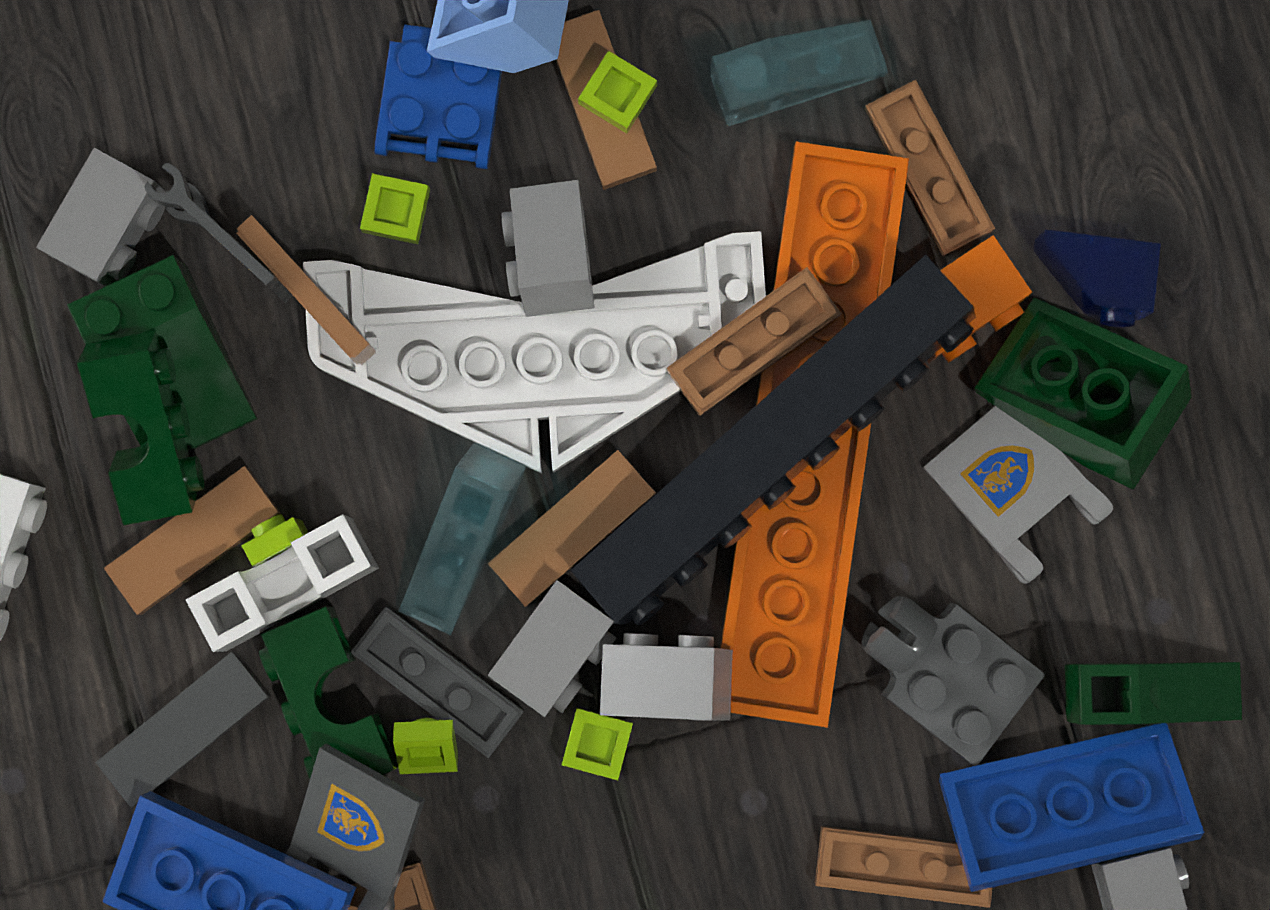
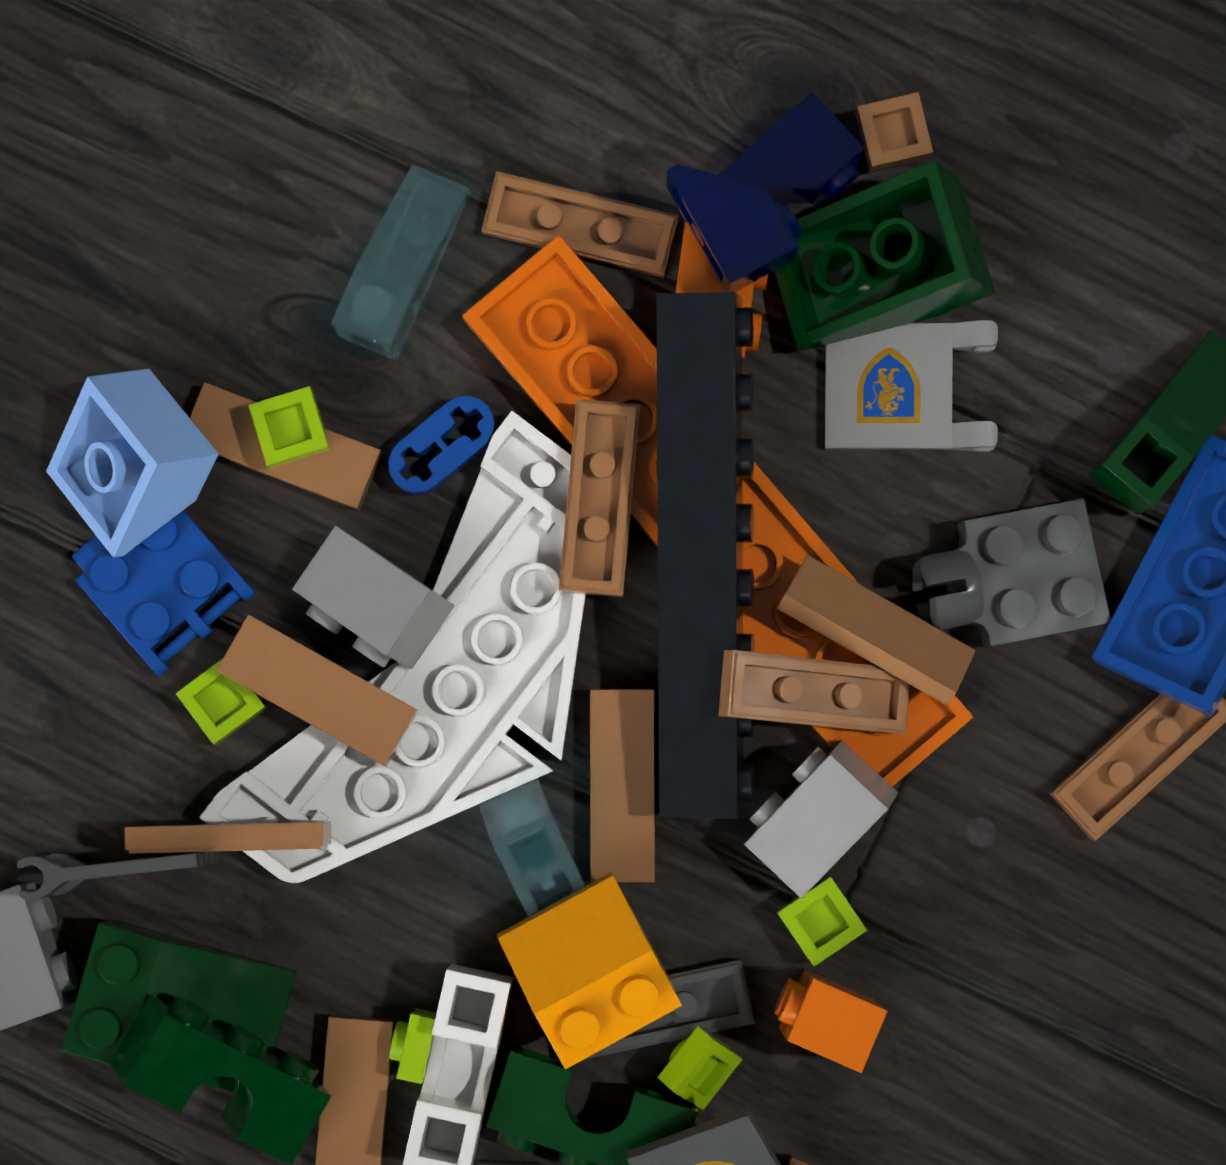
camera: 45 degrees left, 0 degrees up
(425, 612) = (588, 970): none -> light orange slope
(456, 265) = (317, 690): none -> medium nougat tile
(534, 805) = (829, 1019): none -> orange brick
(552, 650) = (712, 890): light grey brick -> none
(699, 193) = (431, 434): none -> blue beam
(748, 601) = (812, 692): none -> medium nougat tile
(828, 608) = (877, 630): none -> medium nougat tile
(1020, 269) = (734, 225): none -> clear blue slope
(1183, 325) = (894, 132): none -> medium nougat plate

